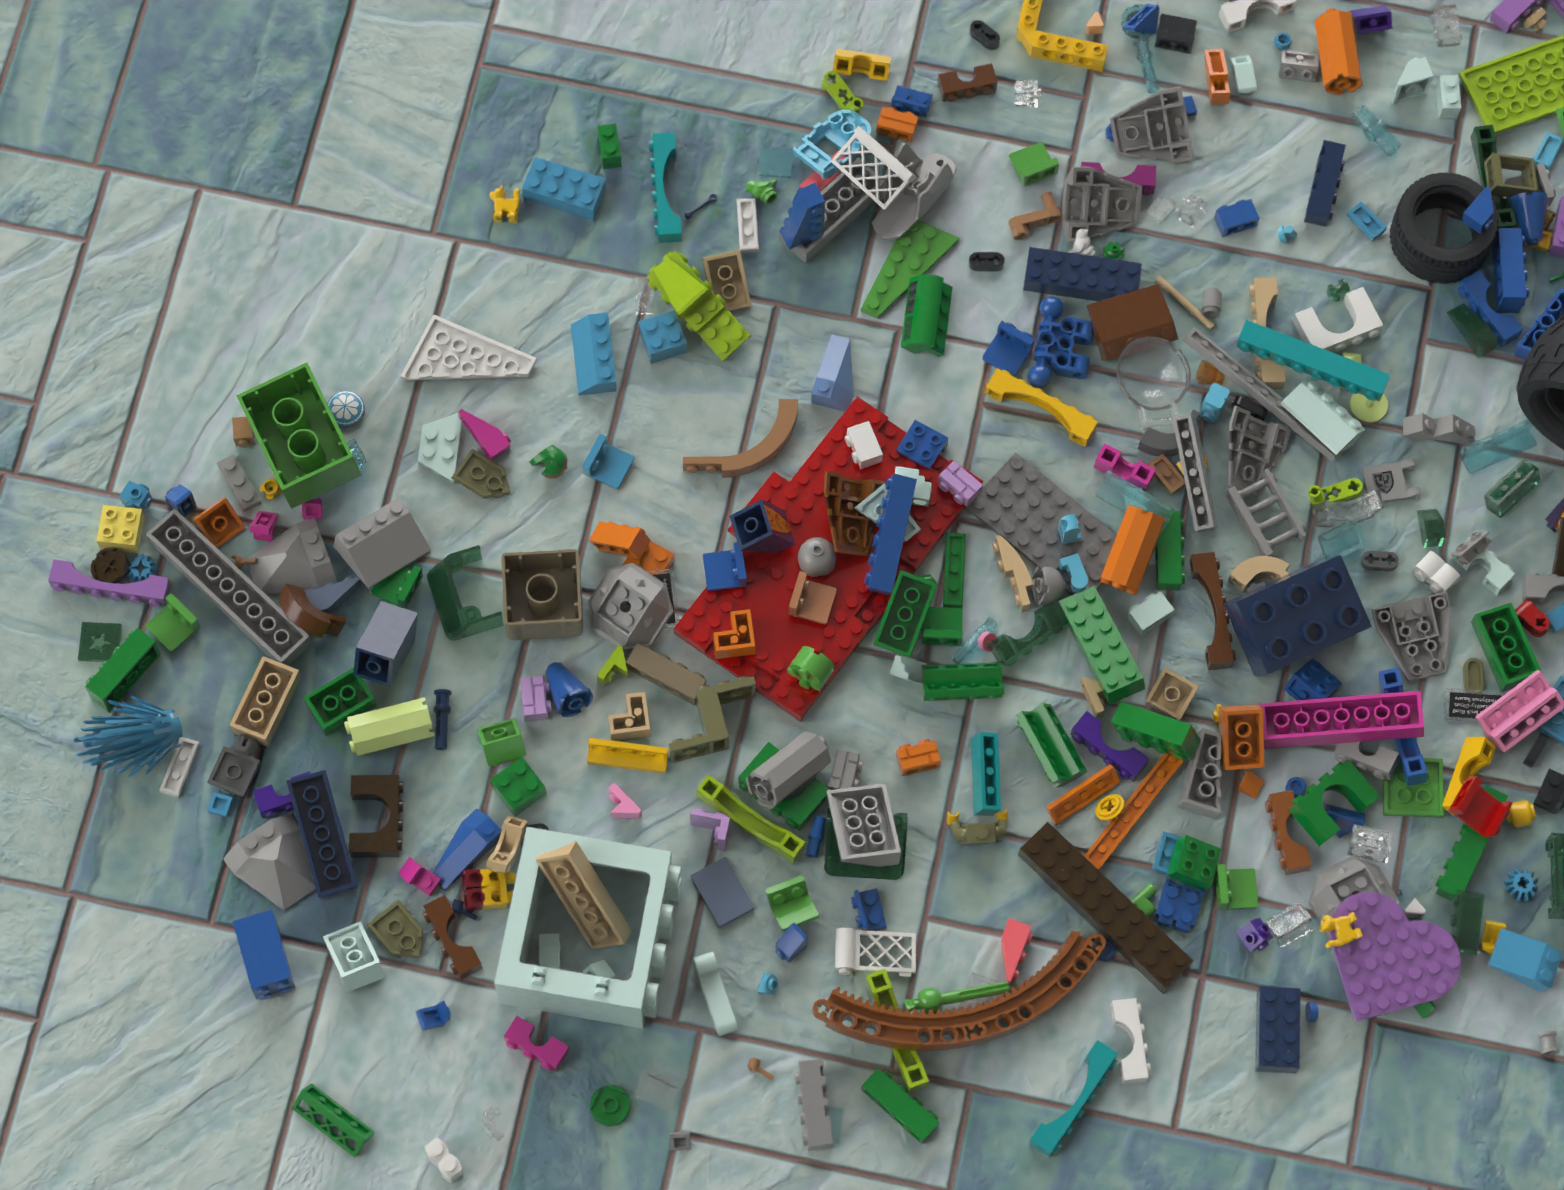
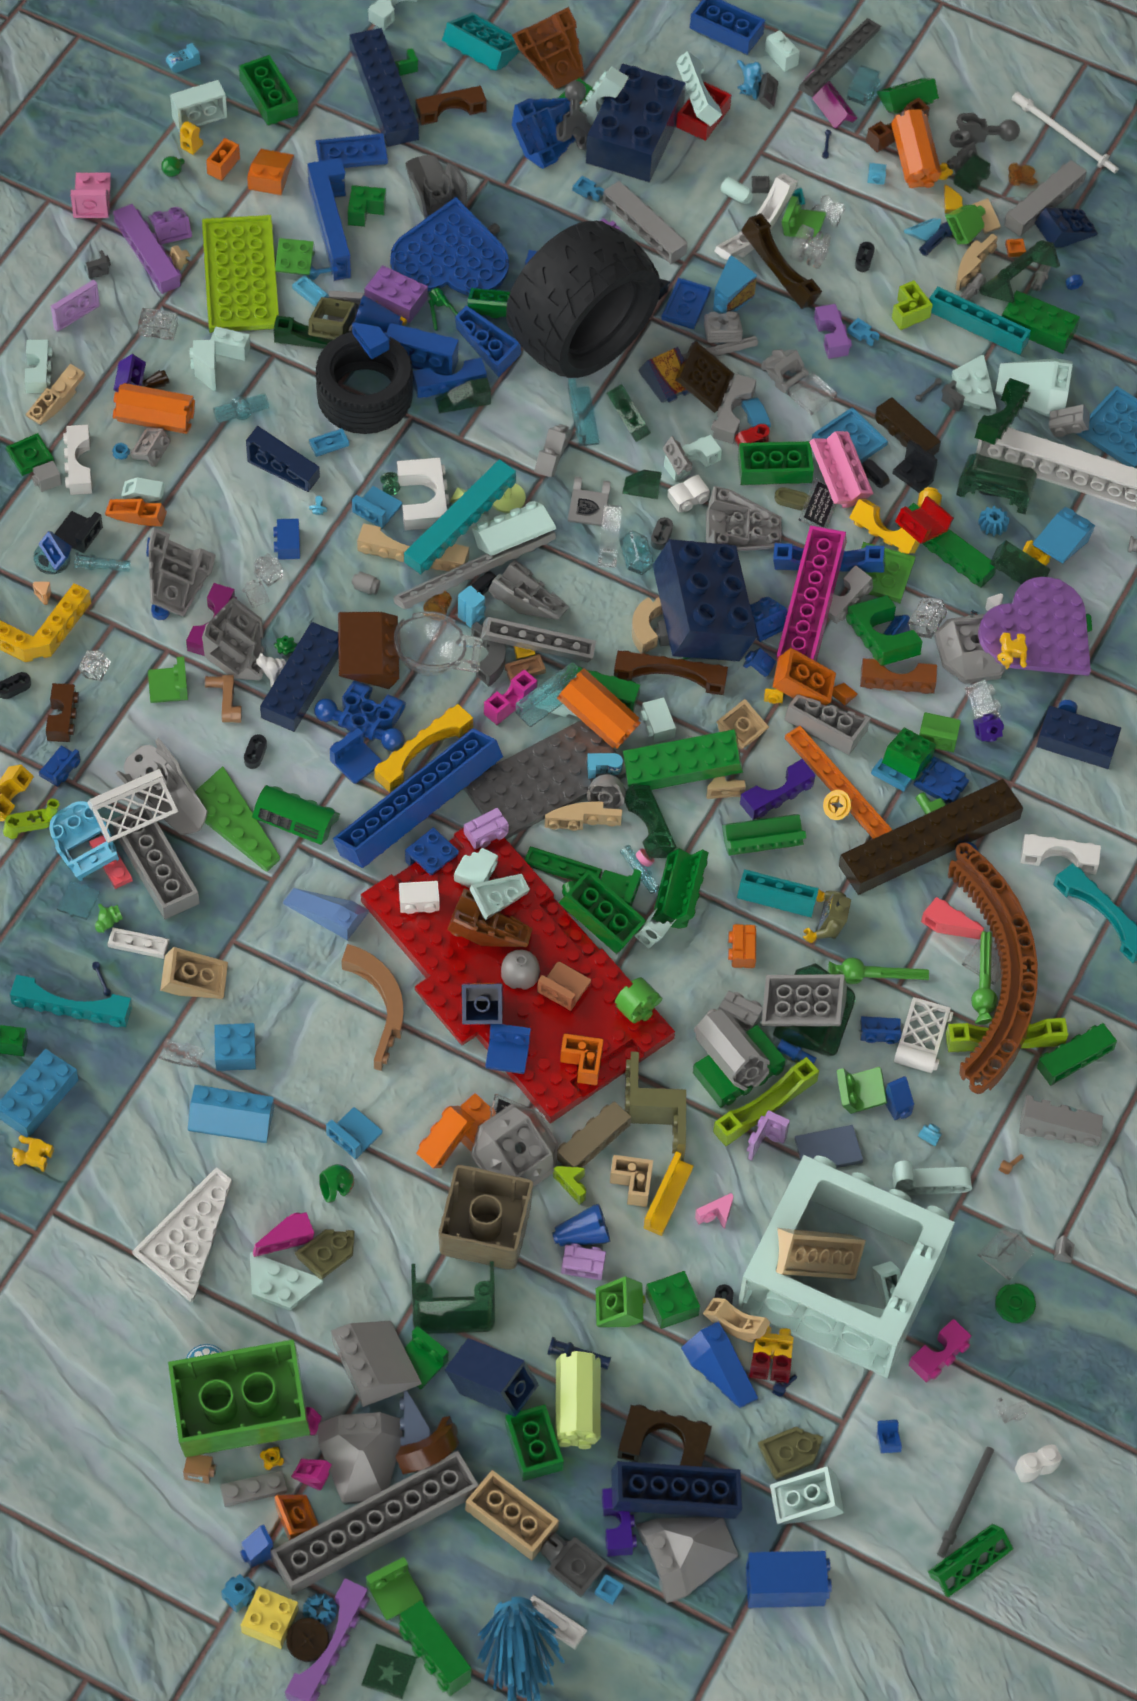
camera: 75 degrees left, 10 degrees down
(239, 561) = (344, 1505): medium nougat hand -> none
(351, 1095) = (950, 1535): none -> dark grey bar
(419, 876) = (738, 1416): dark pink slope -> none
(463, 959) = (787, 1406): reddish brown arch -> none
(697, 304) = (214, 1003): lime wedge -> none
(805, 217) = (172, 869): blue wedge -> none
(891, 534) = (523, 894): blue brick -> none
(897, 124) = (82, 782): orange brick -> none
(923, 867) = (855, 971): none -> bright green piece
(978, 415) = (417, 798): none -> blue brick
(1069, 529) = (560, 753): medium azure leg -> none
(1083, 794) = (817, 823): orange plate -> none
(1156, 731) = (782, 741): green brick -> none
(1185, 303) = (358, 605): tan bar -> none
(1255, 529) = (594, 617): light grey fence -> none
(1256, 692) = (759, 661): none -> blue bracket
(1297, 785) = (854, 660): blue tile -> none
(1307, 286) = (376, 506): none -> dark azure bracket
(1344, 490) = (588, 536): lime beam -> none
(1379, 46) = (156, 380): none -> dark brown cone

